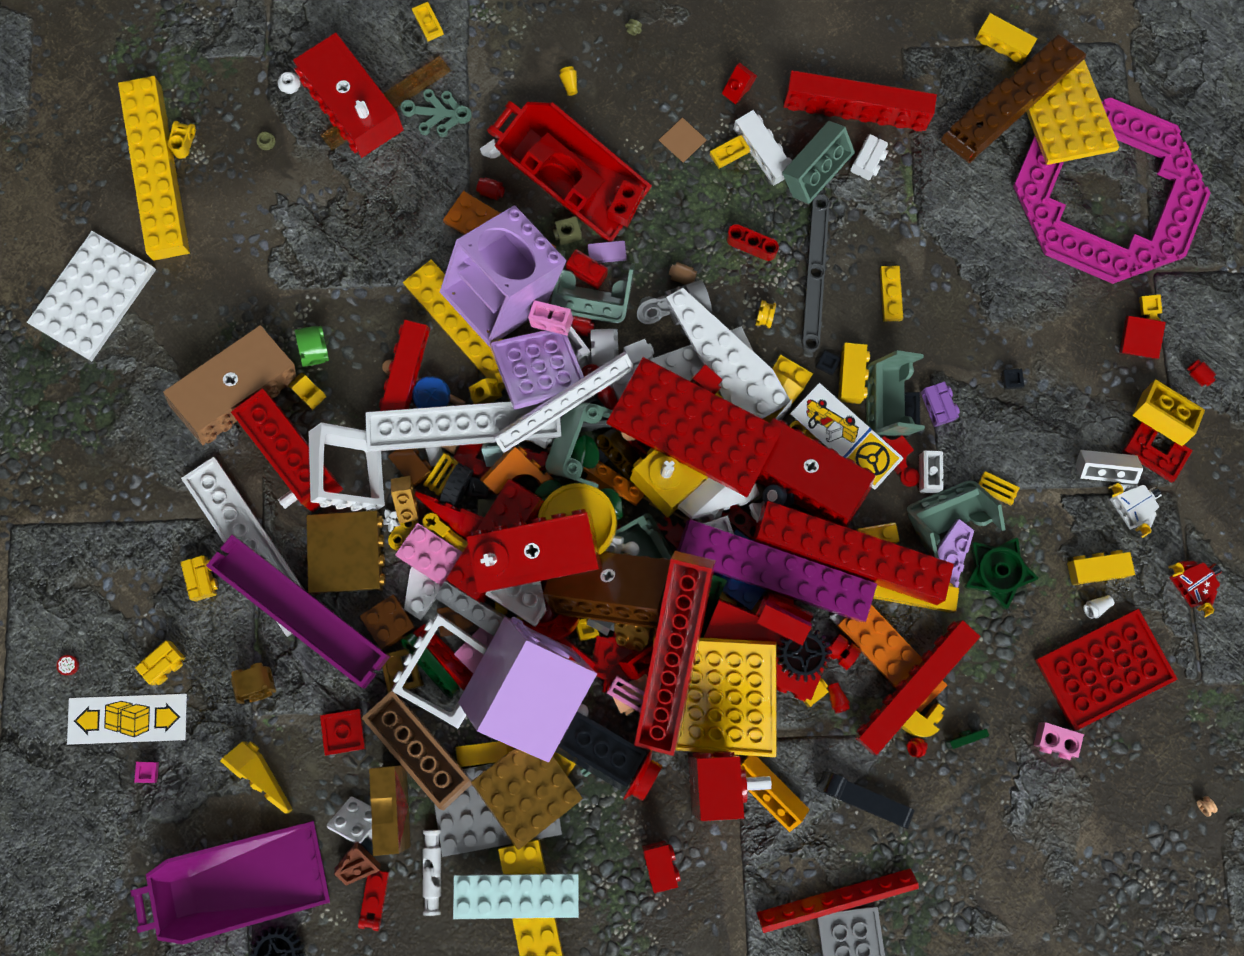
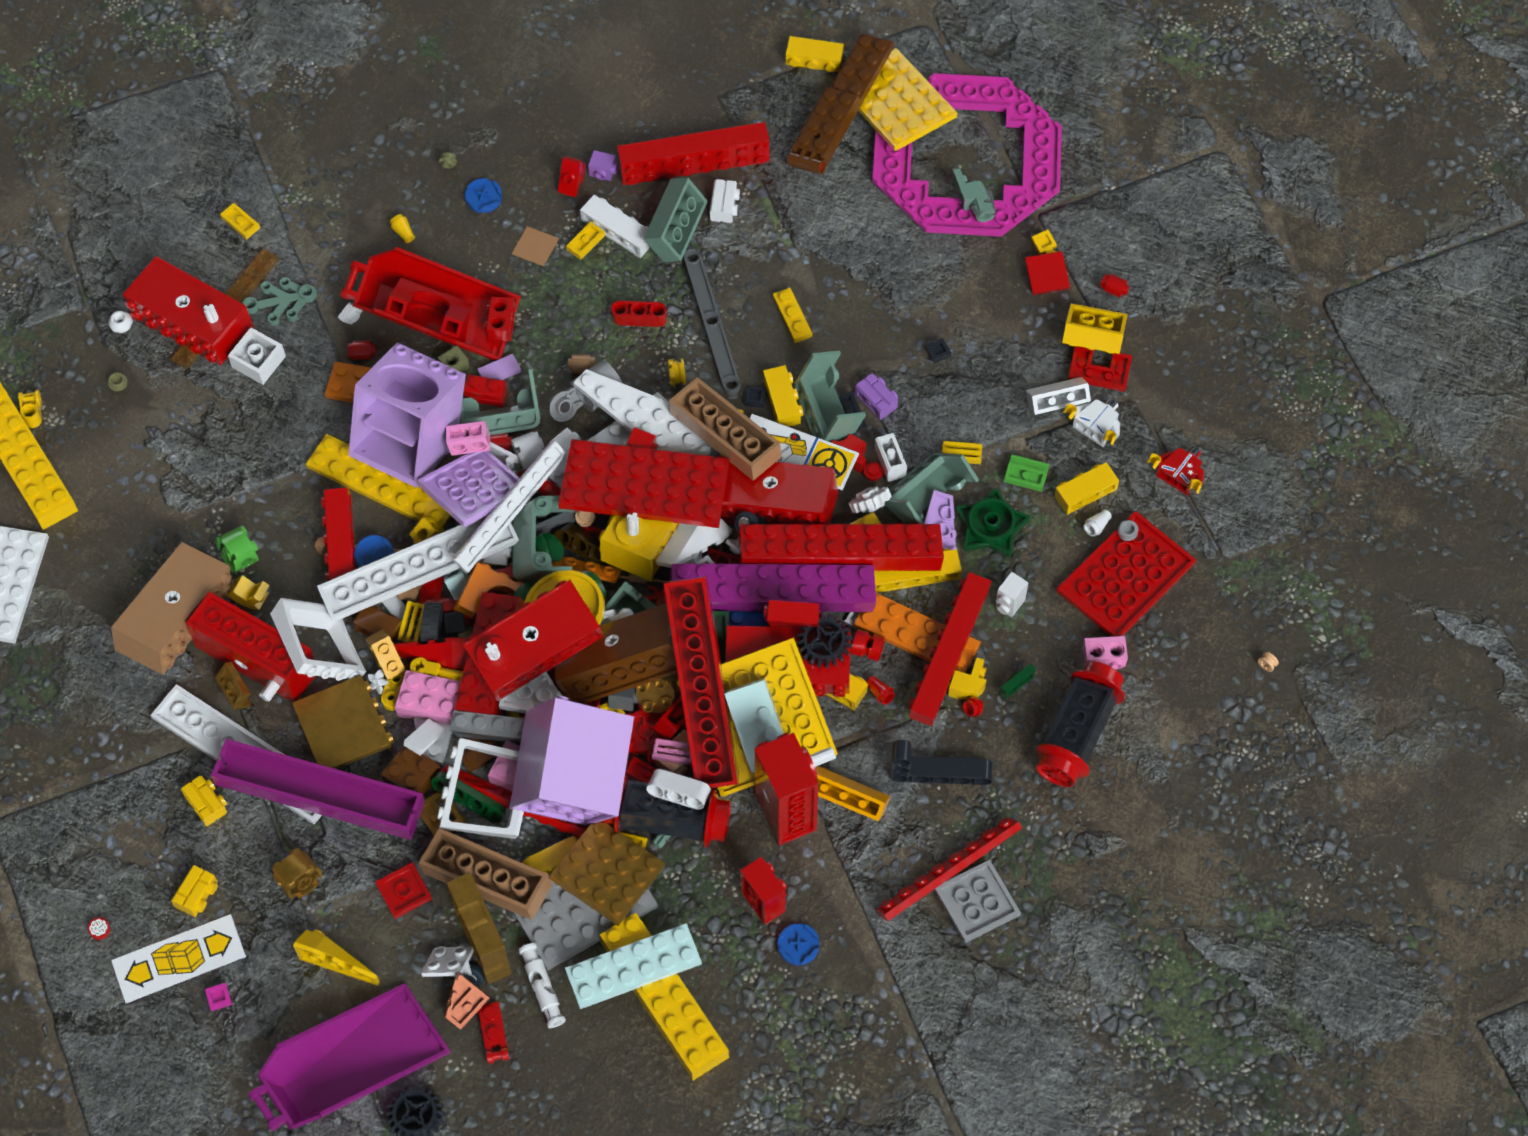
camera: 15 degrees left, 15 degrees down
(261, 479) = (233, 686): none -> pearl gold bracket
(395, 161) = (256, 356): none -> white brick
(410, 594) = (424, 737): none -> white tile
(598, 705) = (639, 770): none -> red plate
(617, 742) = (678, 789): none -> white beam
(653, 73) = (483, 195): none -> blue tile
(674, 918) = (798, 944): none -> blue tile
(712, 708) = (754, 716): none -> light aqua brick
(771, 82) = (602, 165): none -> medium lavender brick
(789, 397) = (725, 428): none -> medium nougat brick
(897, 508) = (870, 499): none -> white gear
(993, 653) = (1011, 594): none -> white brick
(1011, 809) = (1079, 724): none -> brick
(1050, 532) = (1026, 473): none -> bright green plate
(1103, 237) = (974, 196): none -> sand green plate
(1124, 627) = (1127, 530): none -> light grey tile

